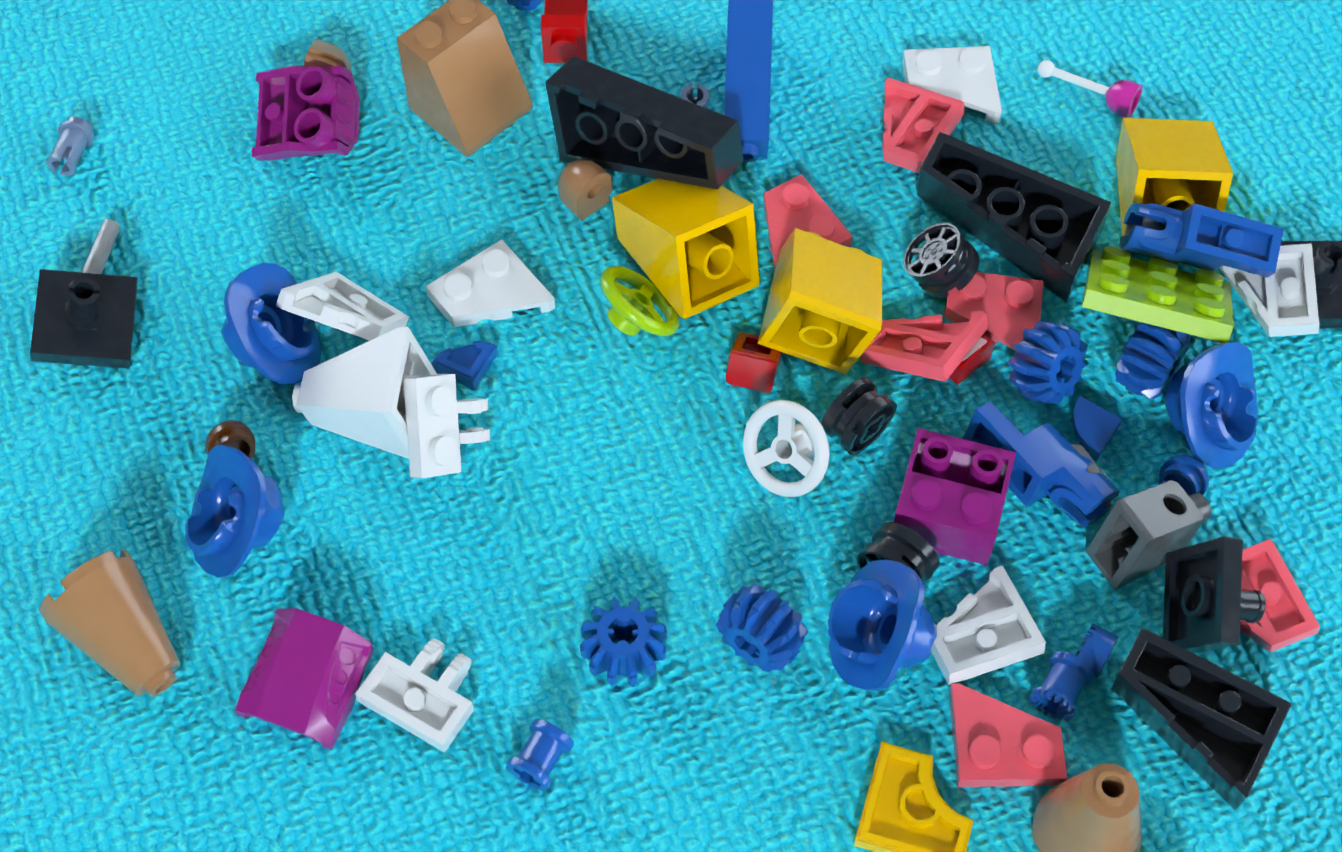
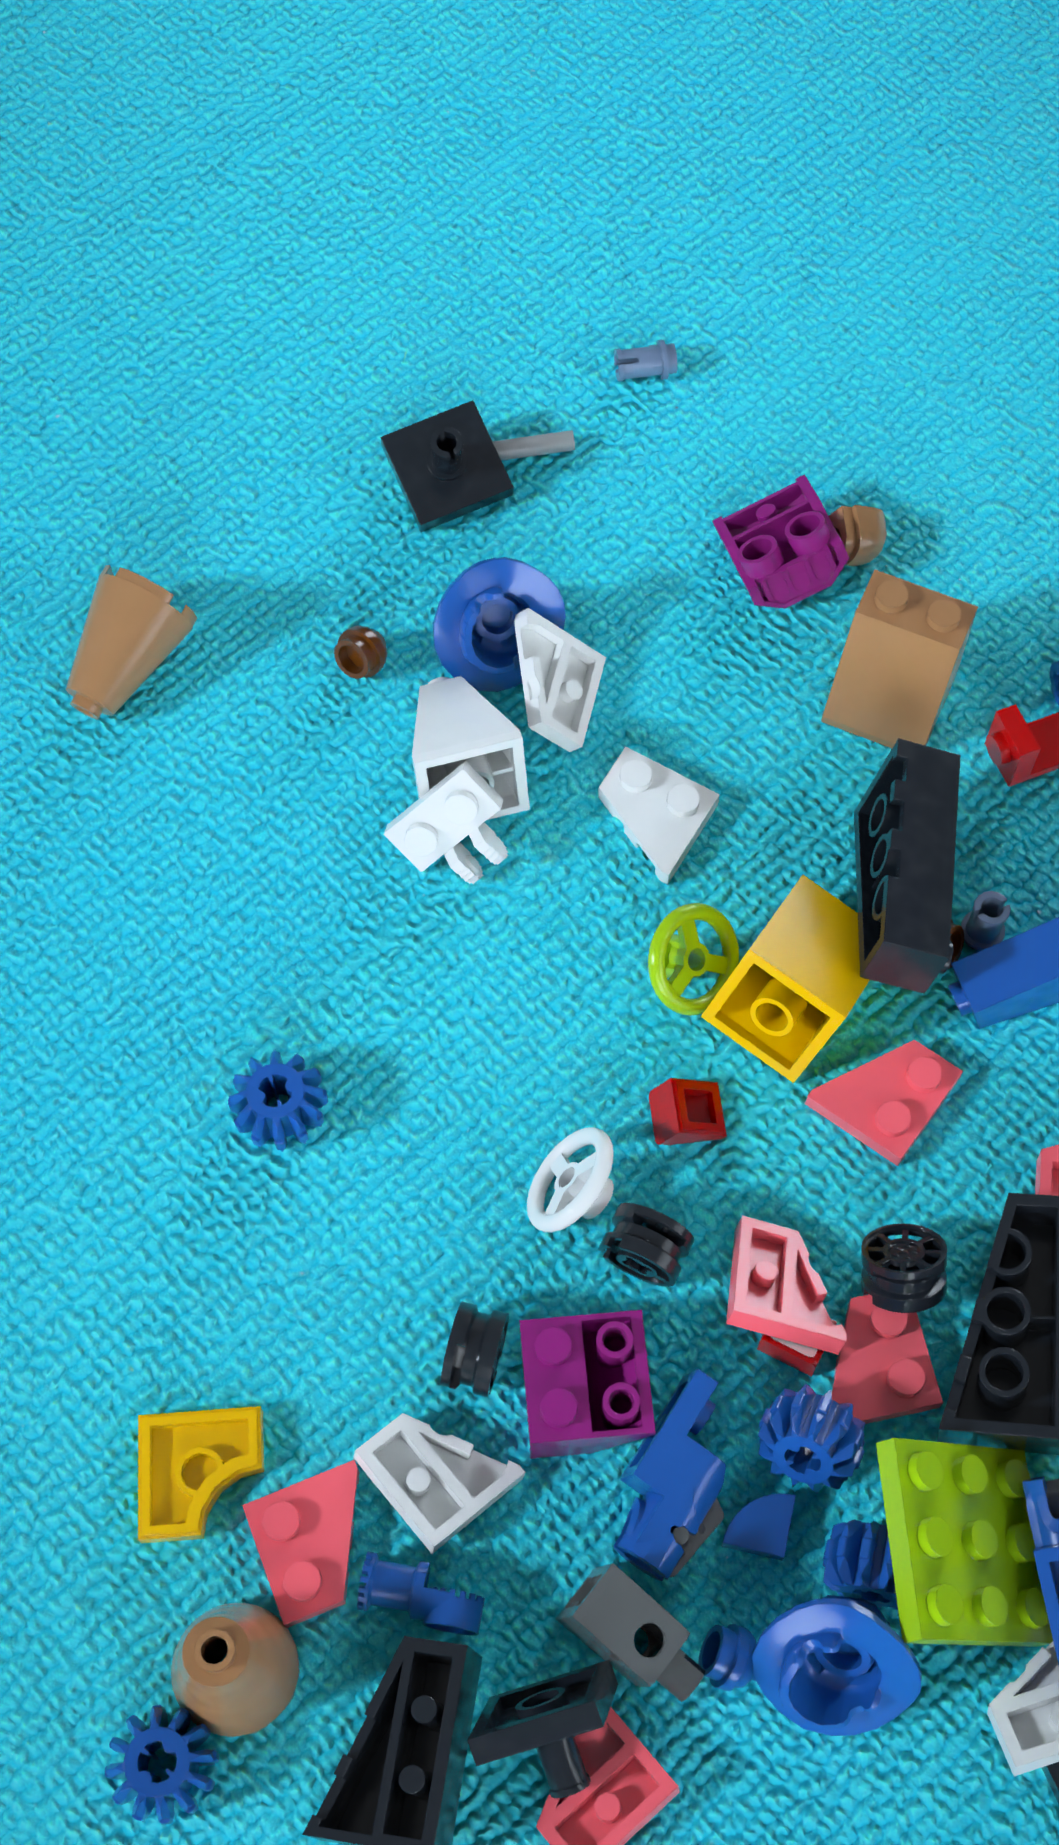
camera: 70 degrees right, 5 degrees up
(232, 512) = (275, 689): blue hat -> none
(306, 676) = (134, 828): magenta slope -> none
(417, 701) = (147, 933): white hinge -> none
(466, 362) = (555, 825): blue tile -> none
(540, 754) = (126, 1069): blue bush -> none
(584, 187) = (824, 848): medium nougat piece -> none
(761, 628) = (334, 1230): blue gear -> none
(823, 302) = (784, 1147): yellow slope -> none
(879, 625) = (382, 1354): blue hat -> none

